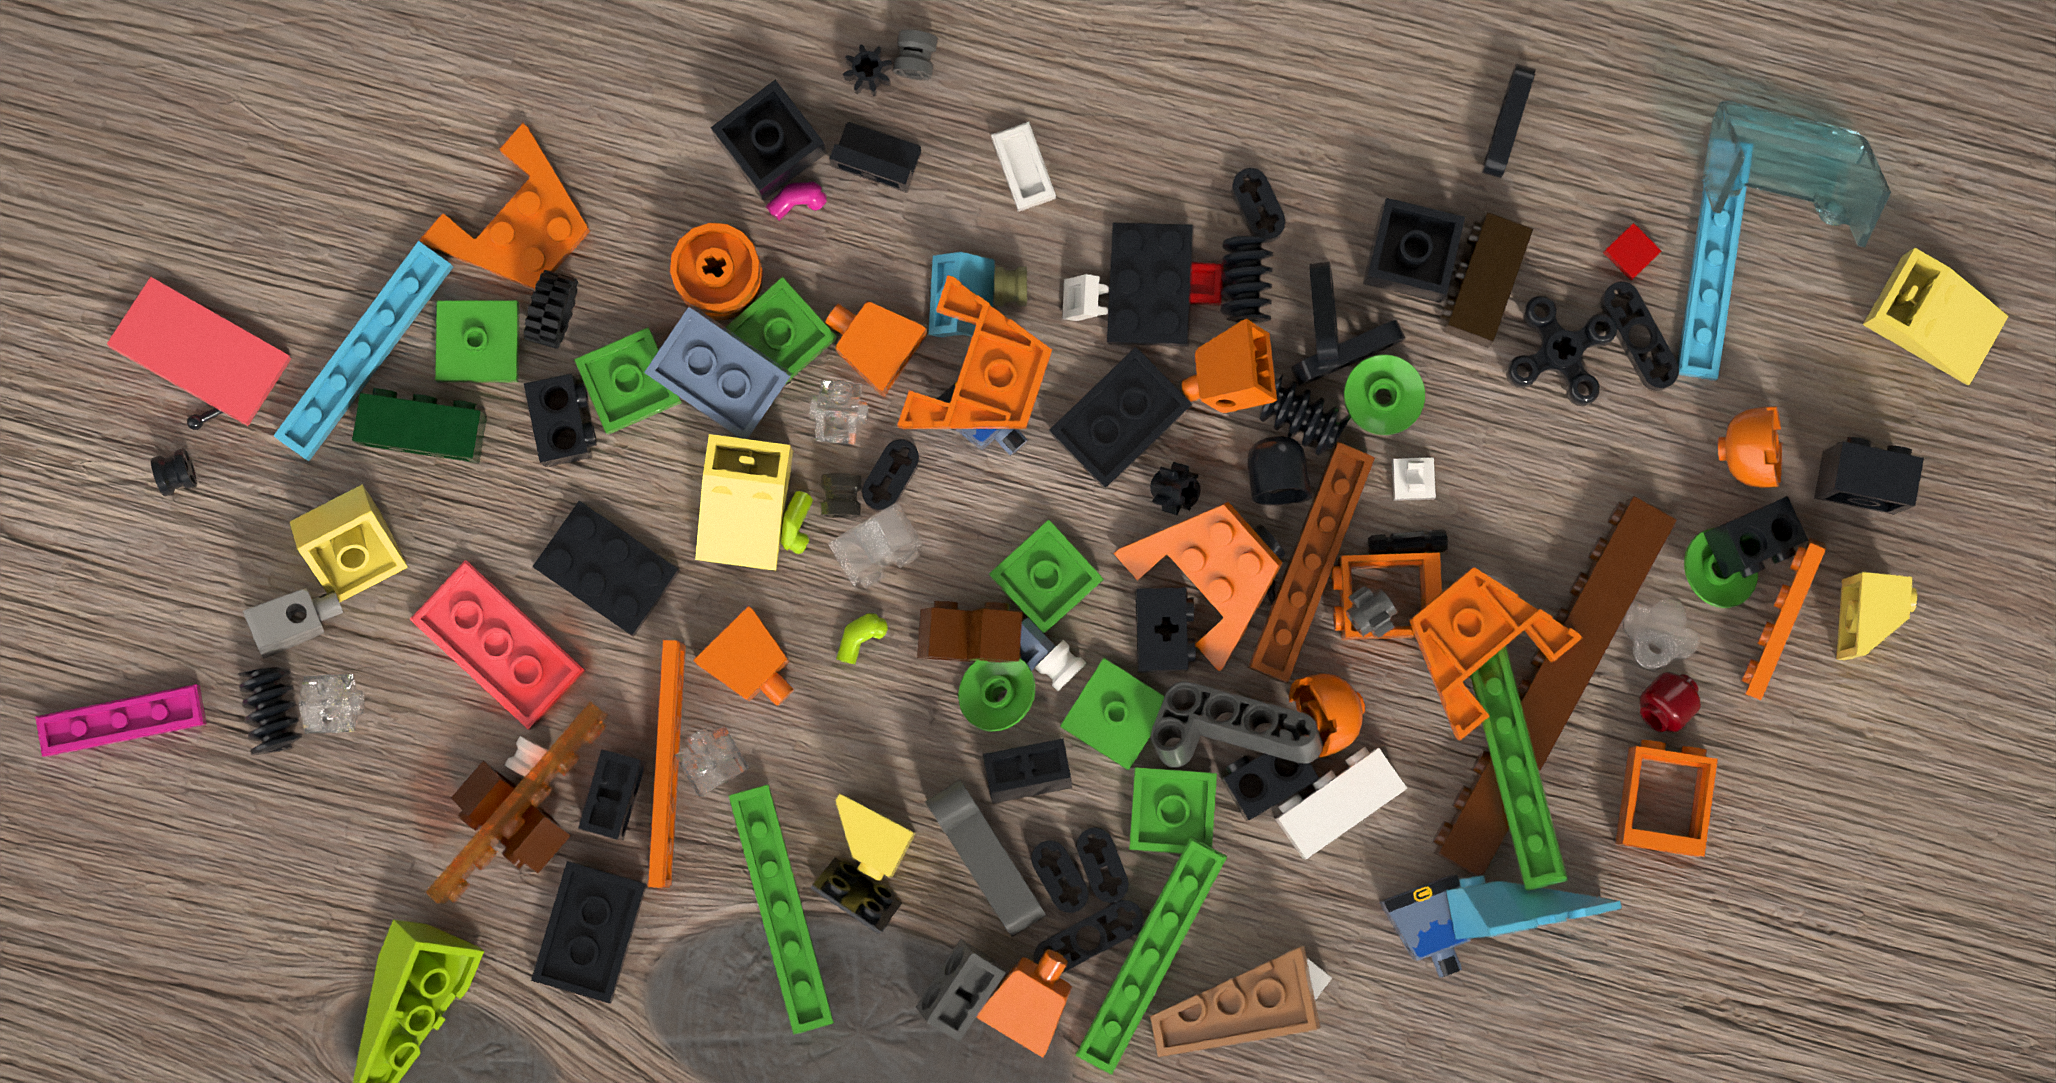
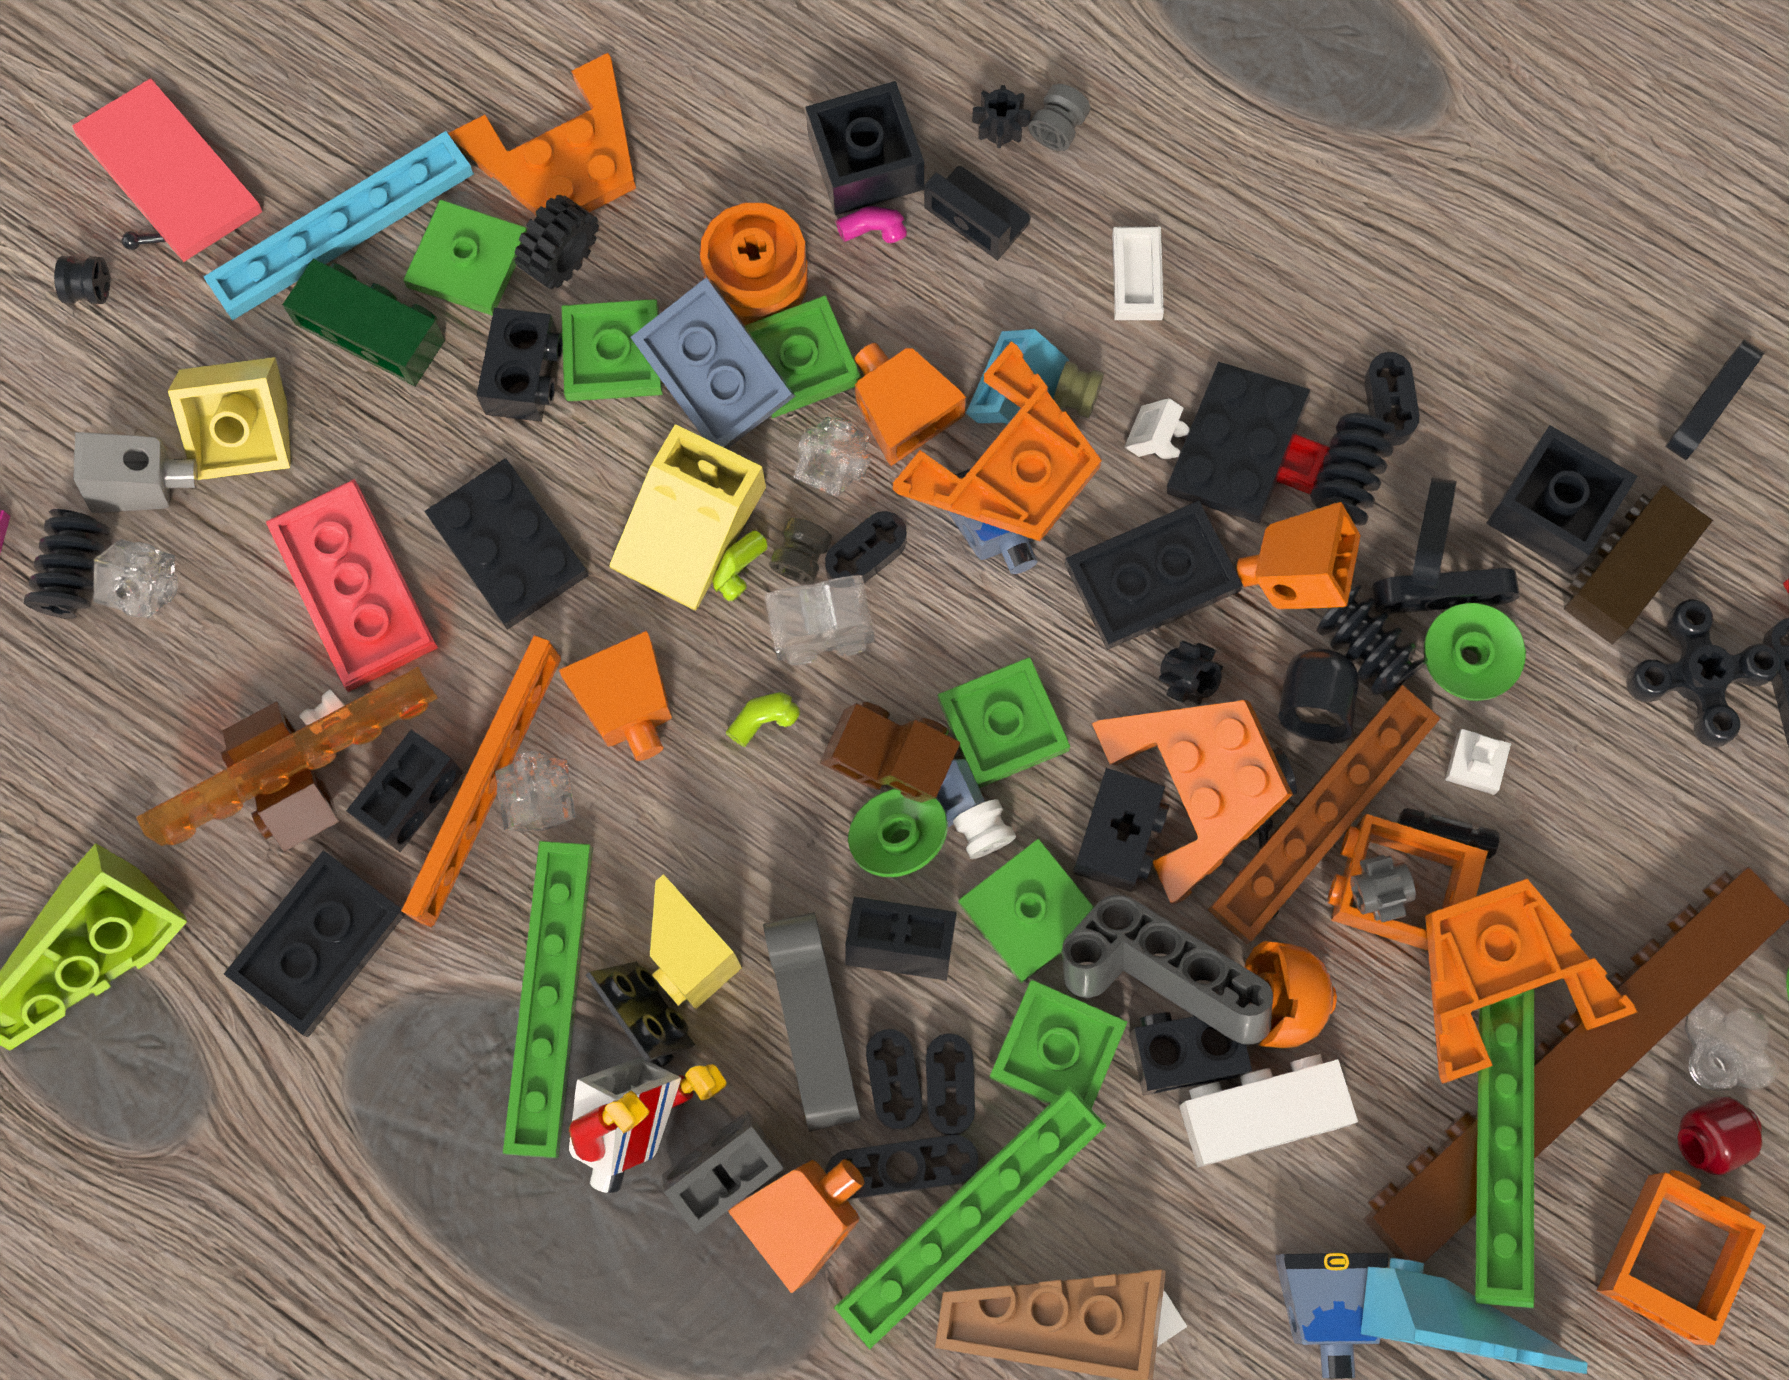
camera: 25 degrees right, 10 degrees down
(874, 973) = (625, 1112): none -> torso

